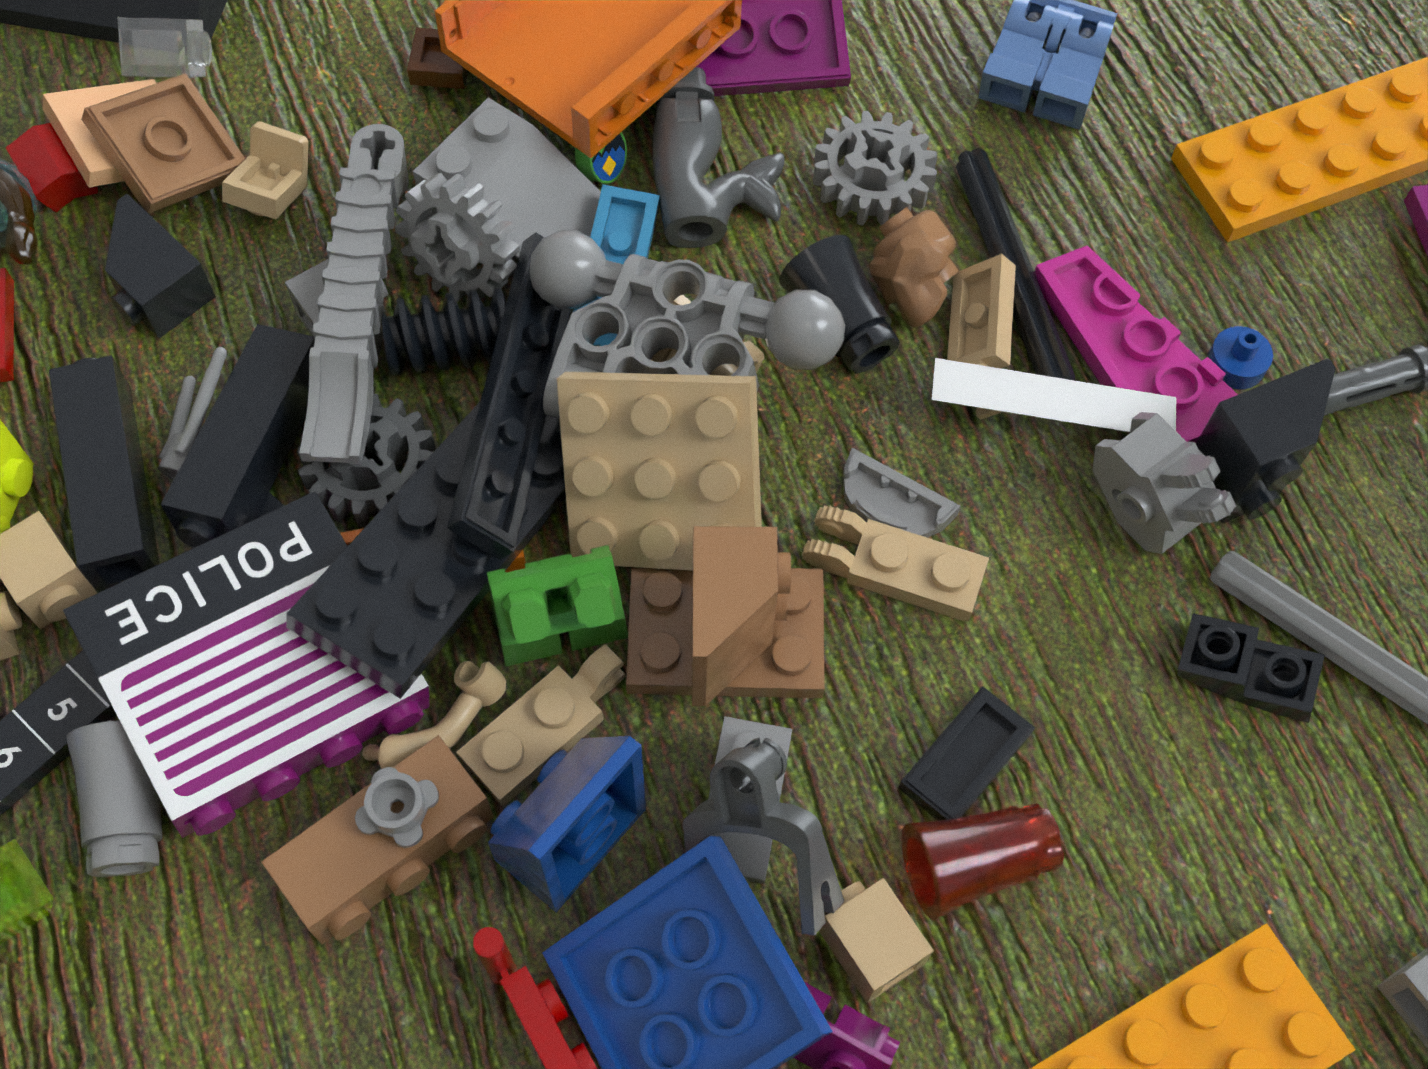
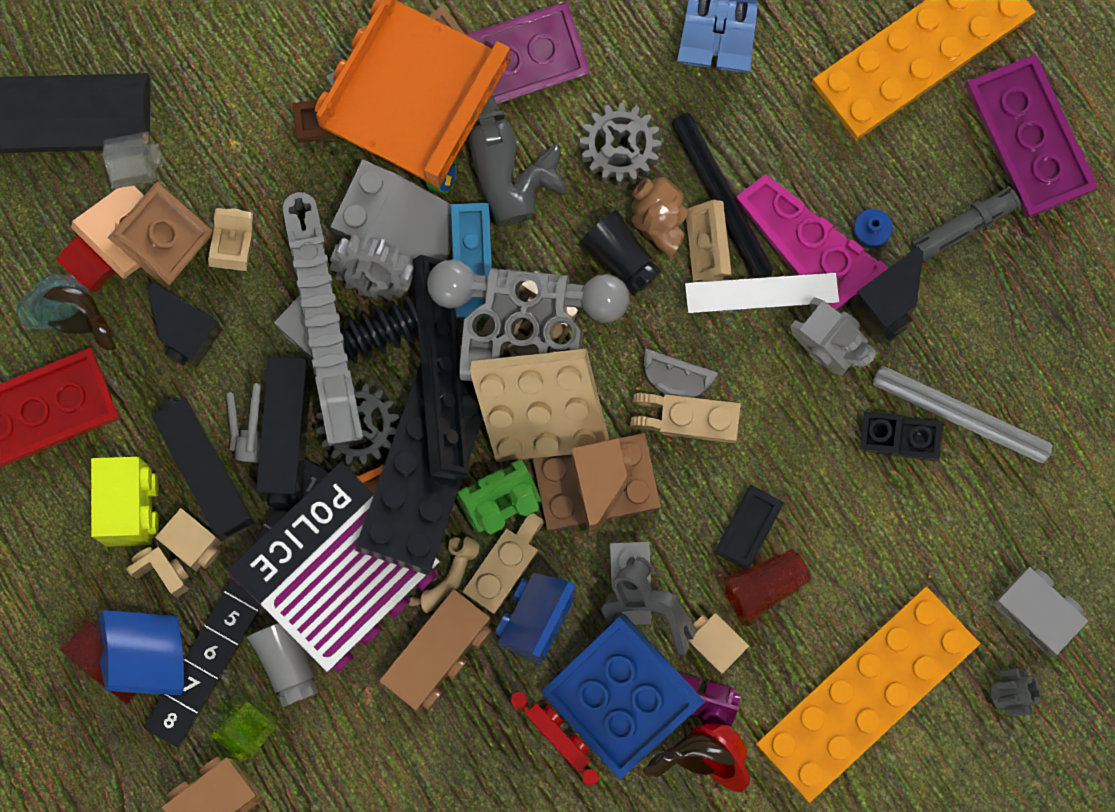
camera: 10 degrees left, 15 degrees up
(389, 787) = (453, 628): light grey plate -> none

